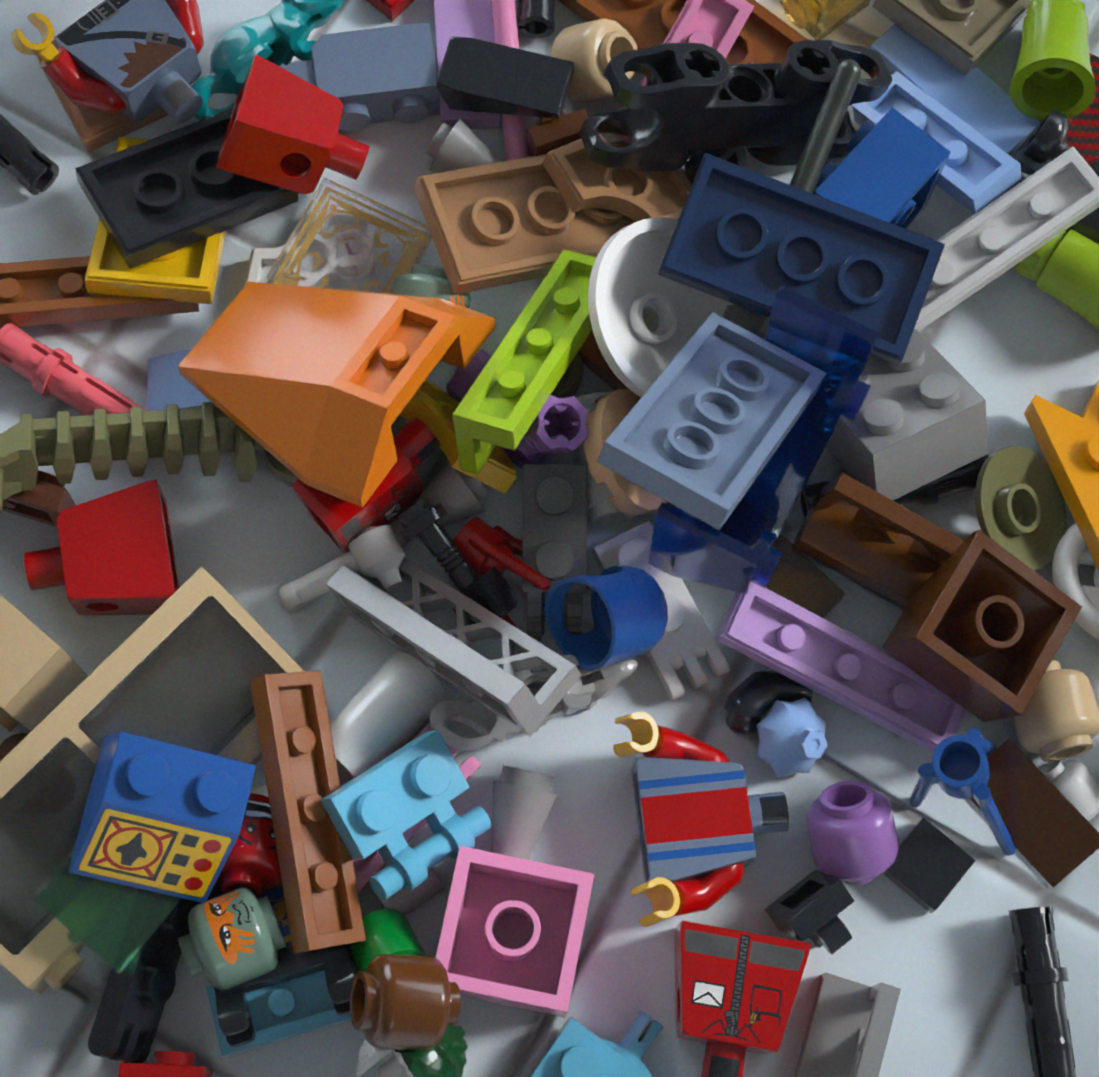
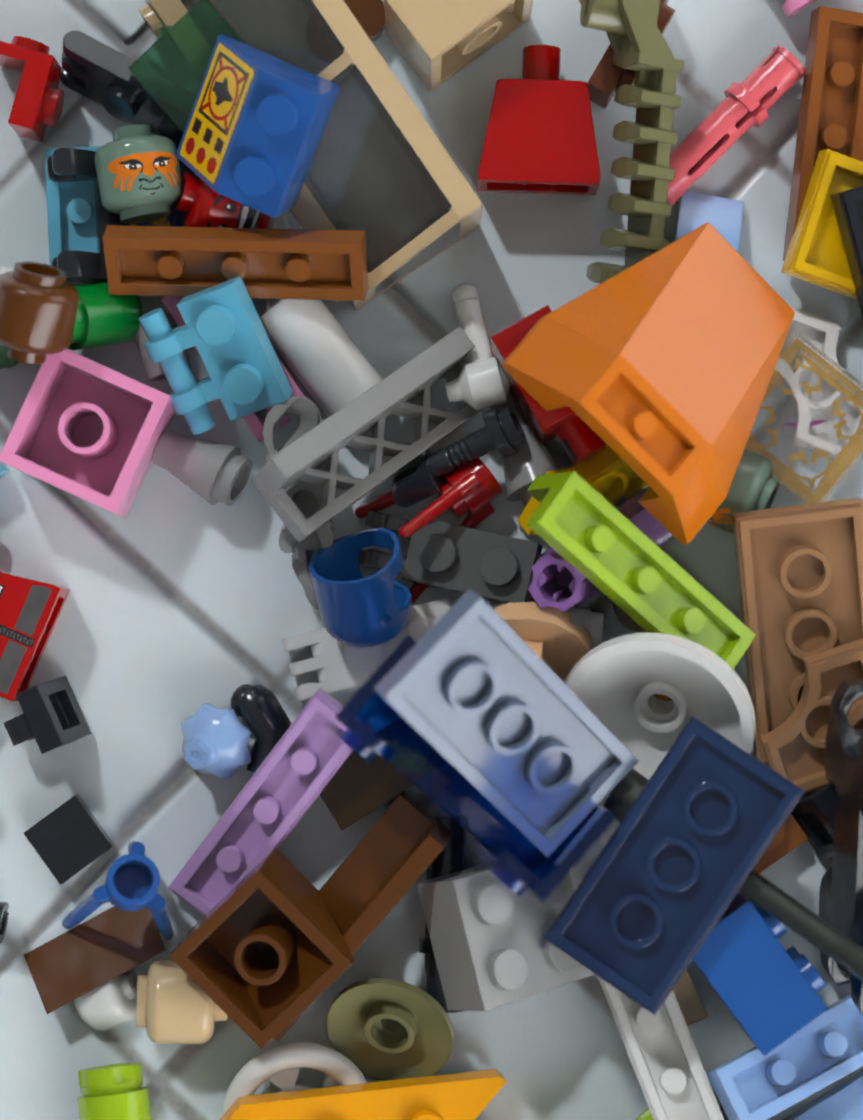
camera: 110 degrees right, 15 degrees up
(692, 818) = (155, 624): torso -> none
(852, 832) = (108, 771): medium lavender head -> none

